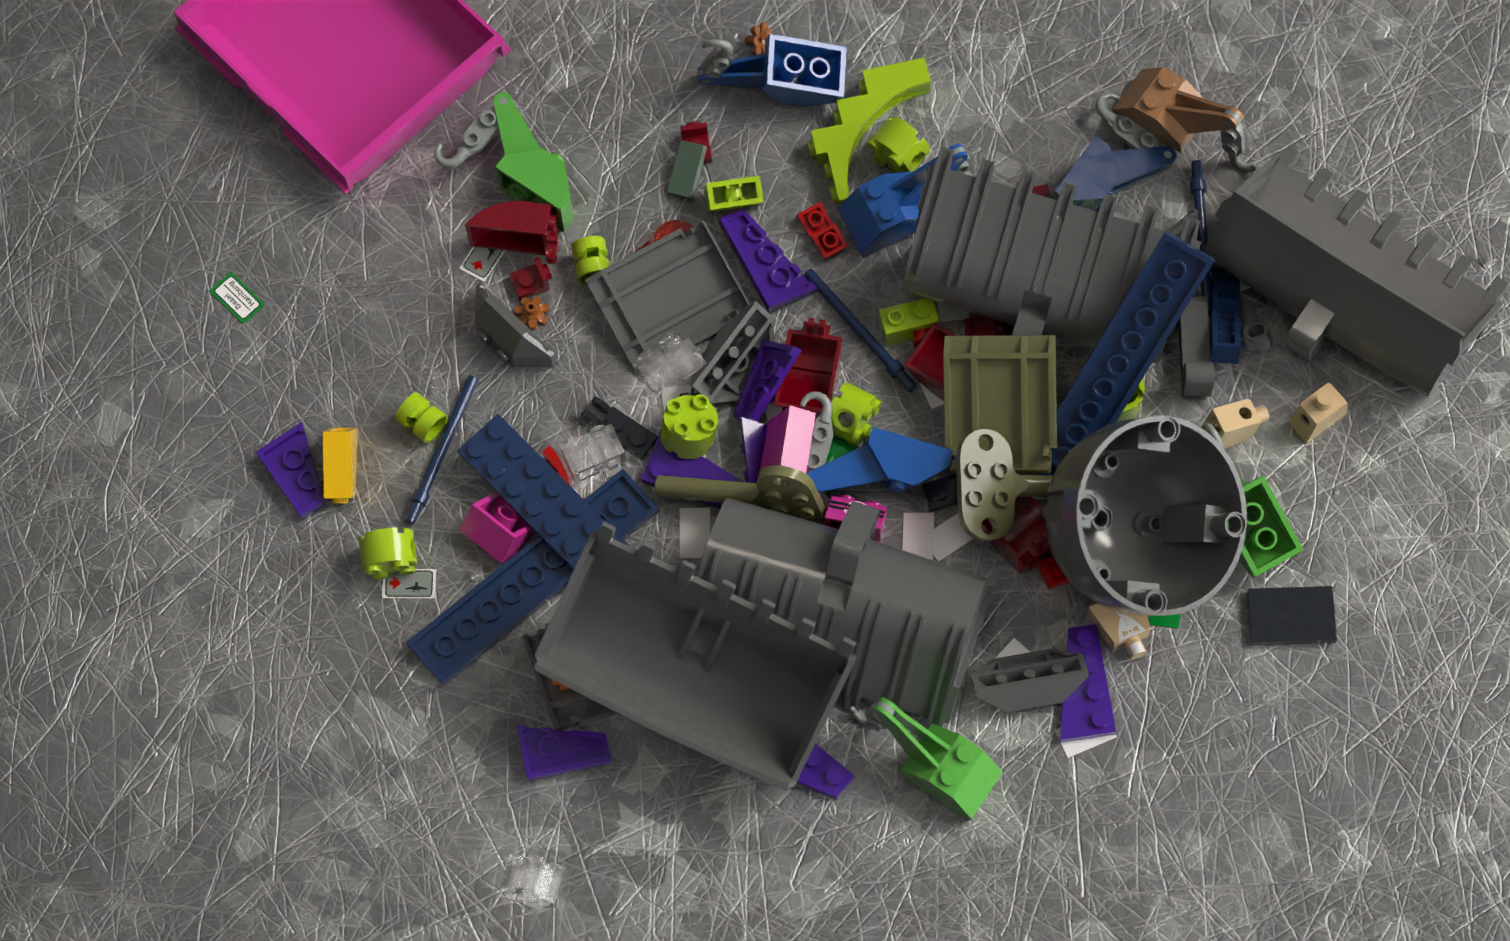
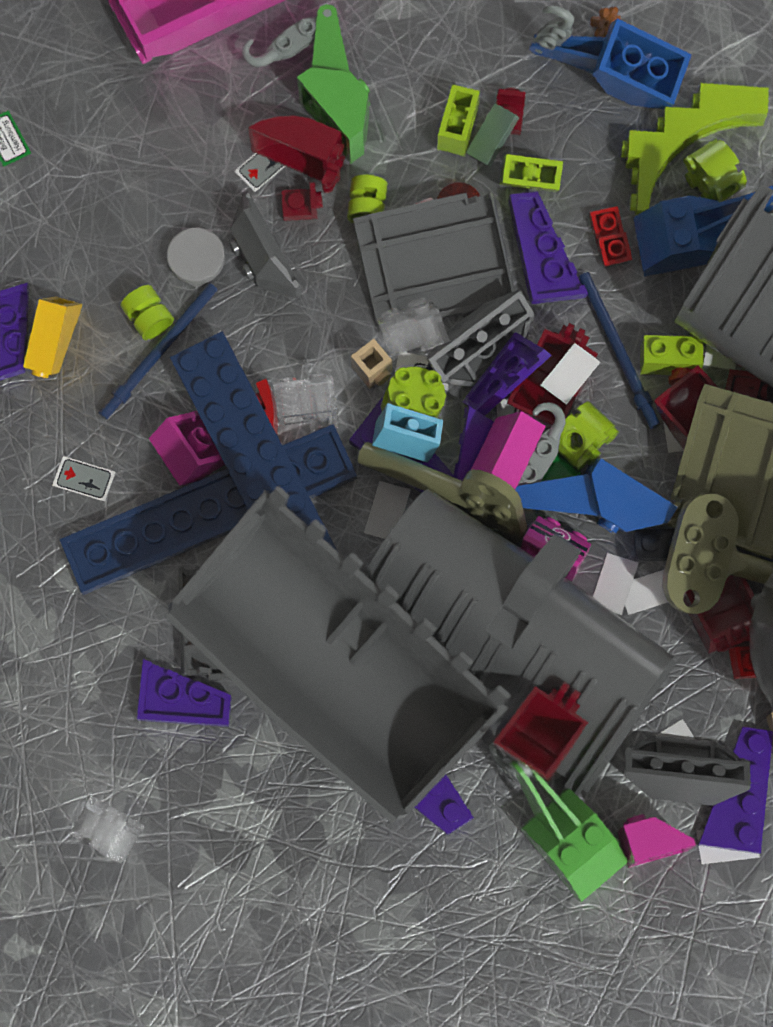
camera: 15 degrees right, 5 degrees up
(387, 552) = (68, 441): lime brick -> none
(449, 354) = (196, 256): none -> light grey tile
(532, 312) = (292, 236): dark orange plant -> none
(631, 434) = (347, 383): black hinge -> none
(642, 405) = (372, 364): none -> tan brick
(652, 164) = (458, 120): none -> lime brick
(693, 455) = (407, 432): none -> medium azure brick
(823, 362) = (570, 373): none -> white sticker
(893, 670) = (543, 730): none -> dark red piece
(1017, 746) = (651, 840): none -> dark pink slope

